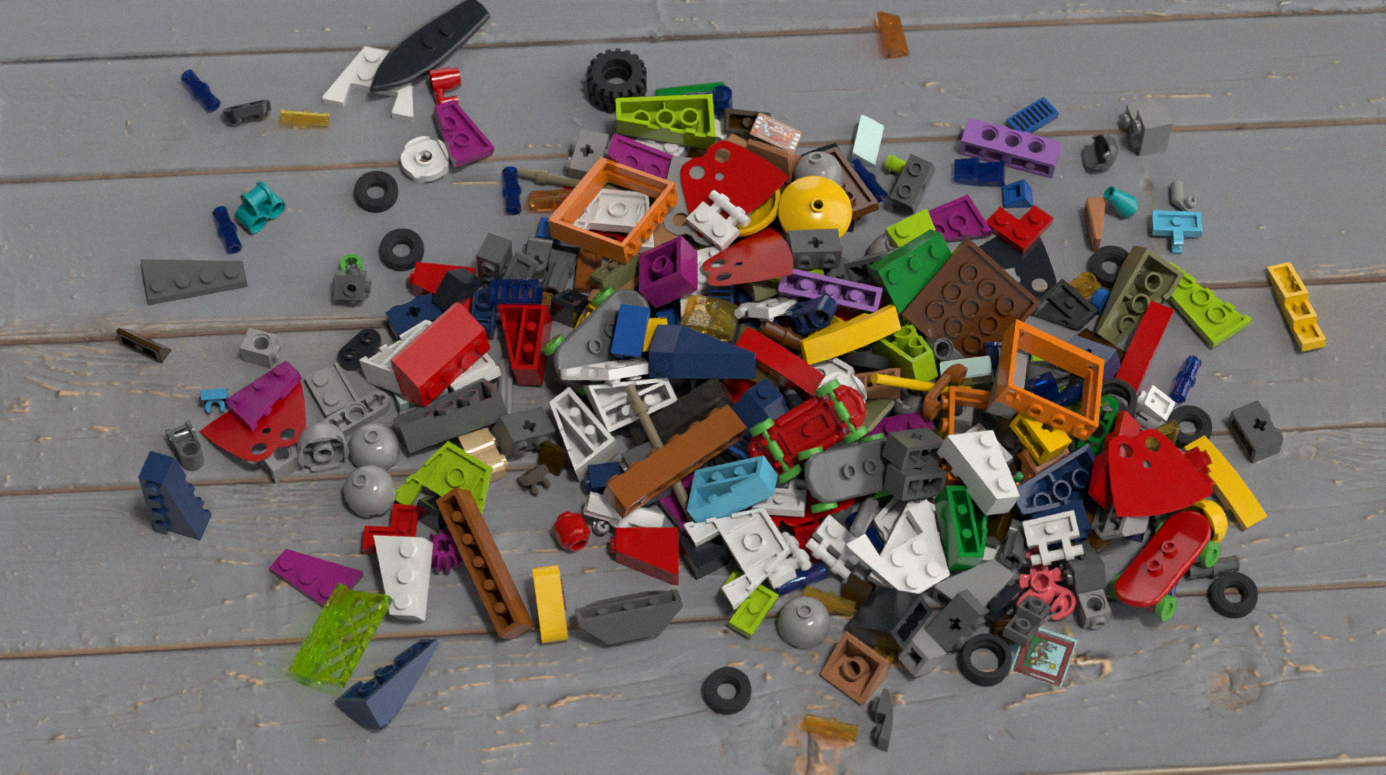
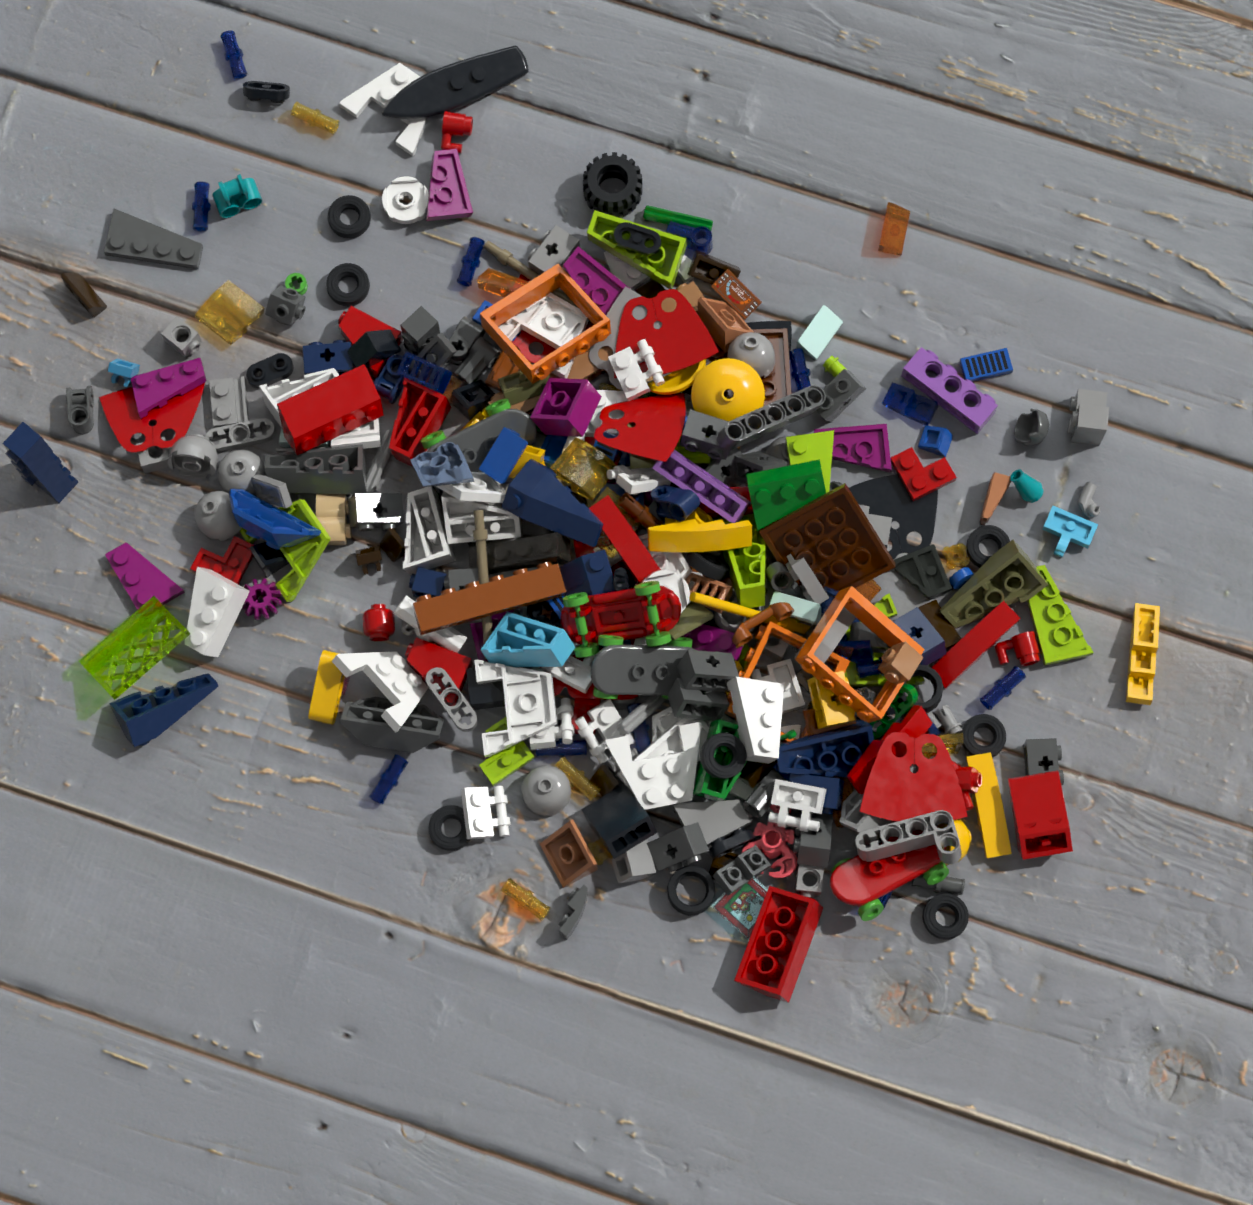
camera: 25 degrees right, 15 degrees up
(297, 311) = (229, 312): none -> clear yellow slope
(415, 445) = (272, 491): none -> light grey plate
(428, 472) = (268, 521): none -> blue wedge
(485, 563) = (285, 628): dark orange brick -> none
(579, 356) = (442, 467): none -> sand blue slope
(609, 571) = (392, 677): none -> white wing
(646, 669) = (388, 779): none -> clear blue pin
(668, 106) = (638, 238): none -> black plate
(674, 557) = (435, 688): none -> light grey beam
(750, 667) = (478, 812): none -> white plate
(866, 212) = (764, 424): none -> dark grey beam
(955, 526) = (738, 755): none -> black tyre
(965, 339) = (810, 585): none -> light grey piece
(1091, 372) = (900, 663): none -> medium nougat brick
(1093, 673) = (779, 943): none -> red slope
(1154, 403) = (960, 701): white bracket -> none
(1175, 520) = (907, 841): none -> light grey beam
(1189, 339) = (1024, 647): none -> red piece
(1277, 470) = (1040, 815): none -> red slope

